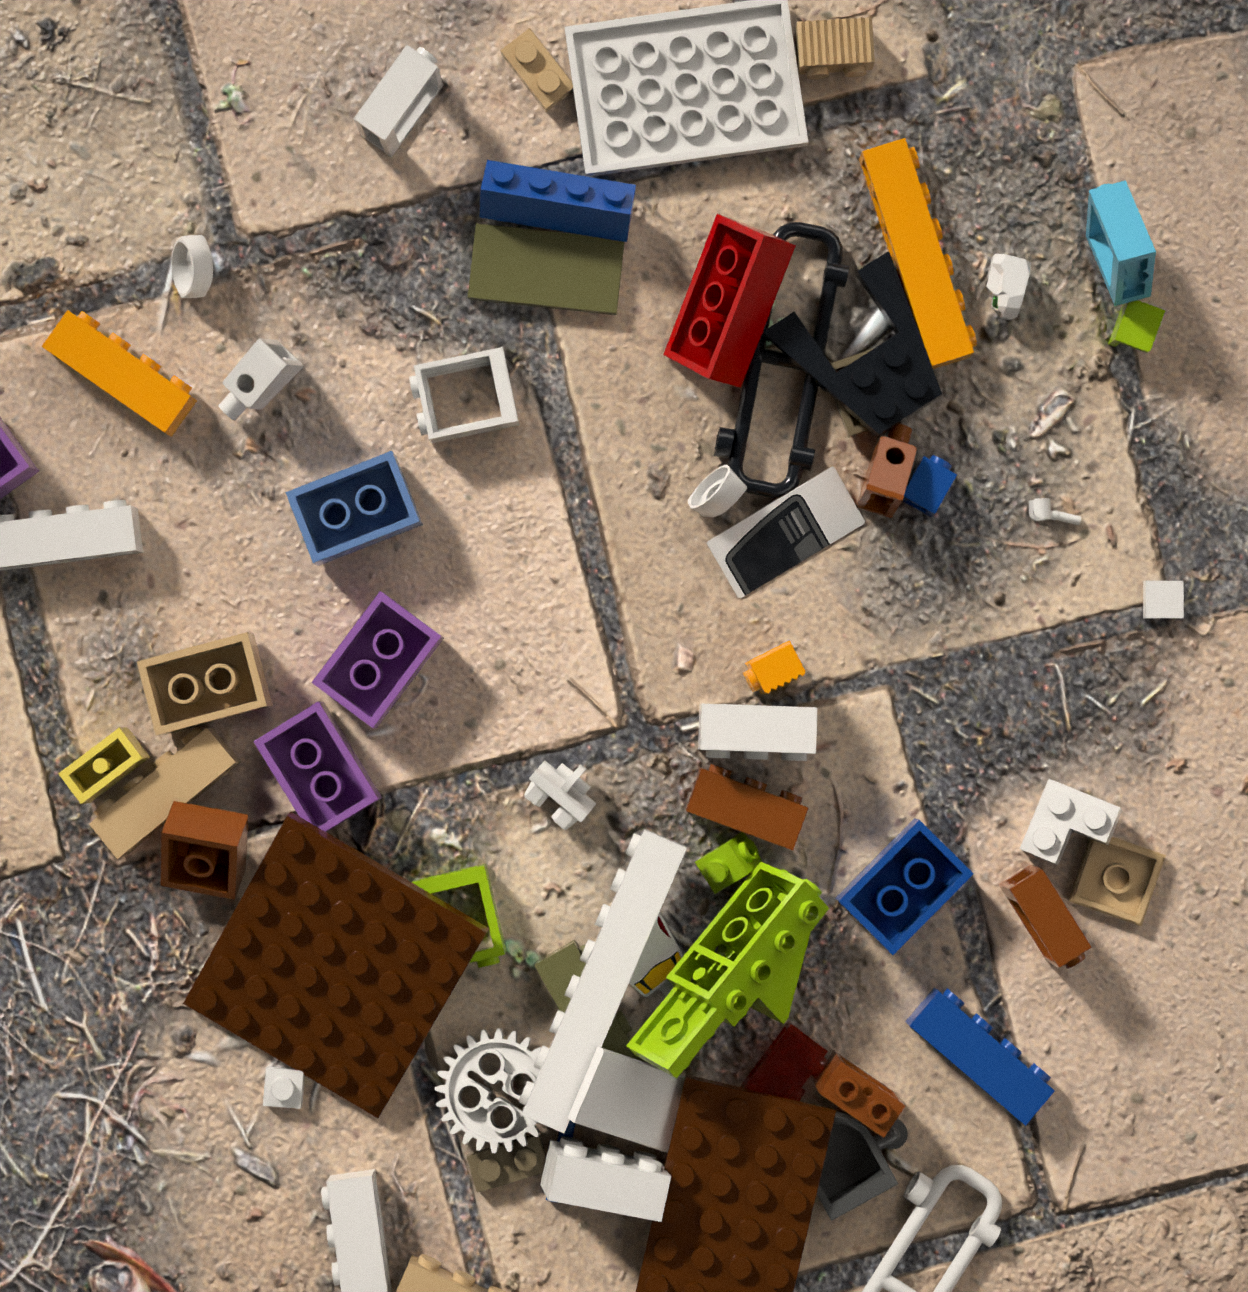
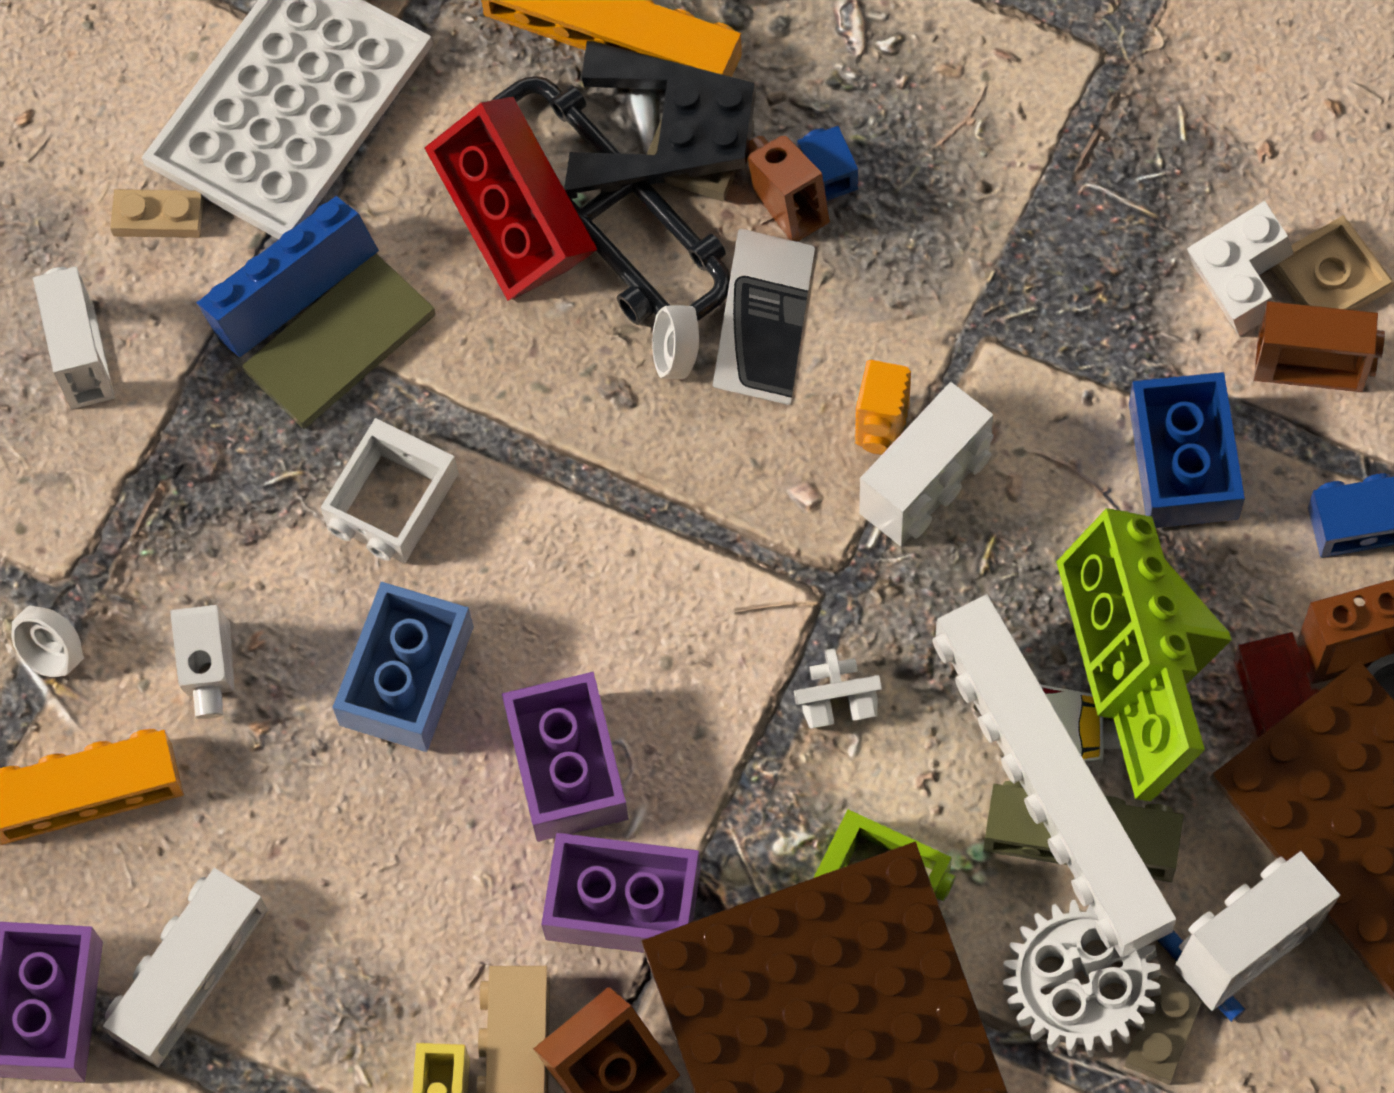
camera: 45 degrees left, 20 degrees down
(204, 683) = (445, 937): tan brick -> none
(628, 1100) = (1192, 840): white tile -> none
(729, 862) = (1033, 594): lime bracket -> none
(747, 806) = (994, 537): dark orange brick -> none
(1041, 510) = (934, 92): white hand -> none
(1163, 600) = (1101, 52): white tile -> none

